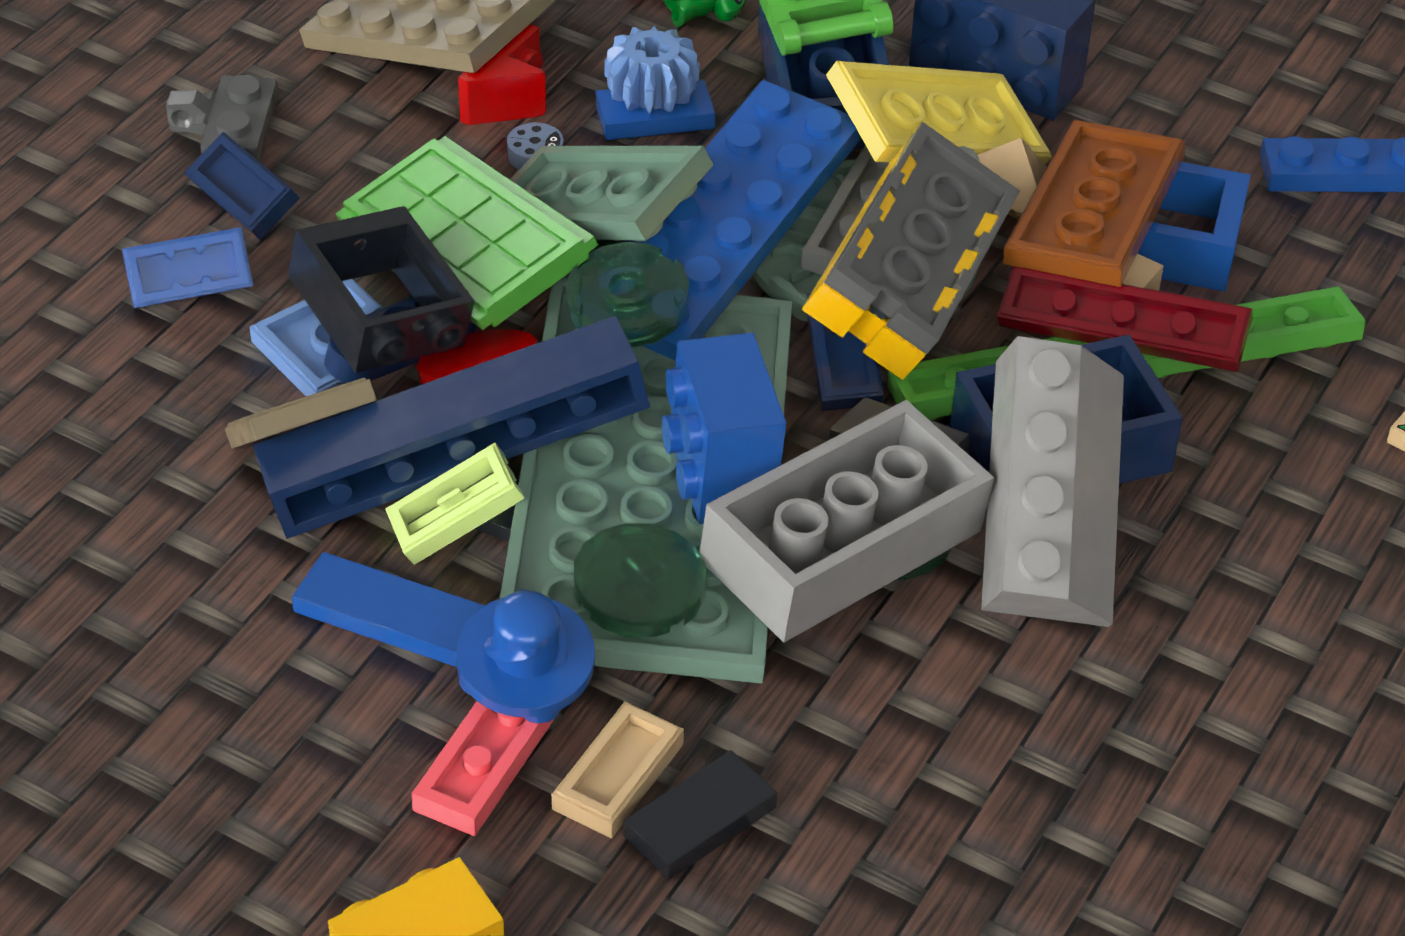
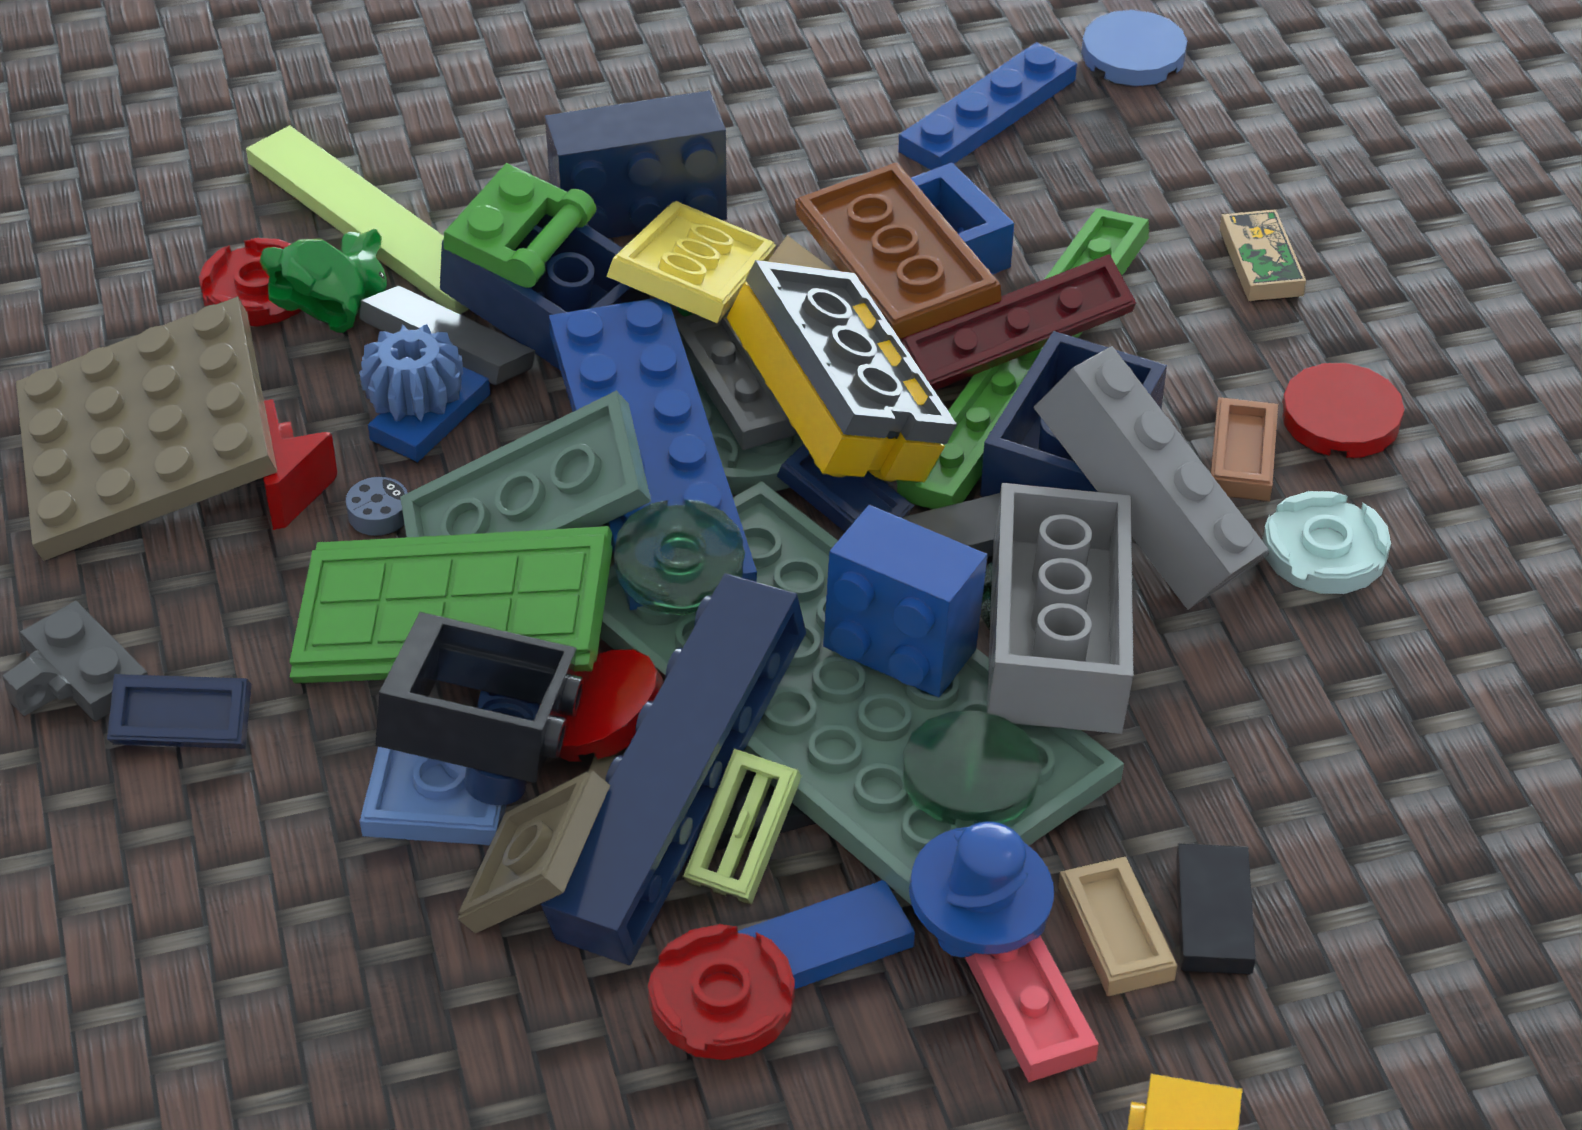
camera: 45 degrees left, 0 degrees up
(187, 267) = (239, 813): plate -> none
(284, 605) = (716, 1013): none -> red tile
(725, 59) = (479, 346): none -> dark grey tile
(1173, 650) = (1326, 543): none -> light aqua tile
(1208, 539) = (1244, 448): none -> nougat tile
(1335, 568) = (1342, 409): none -> tile

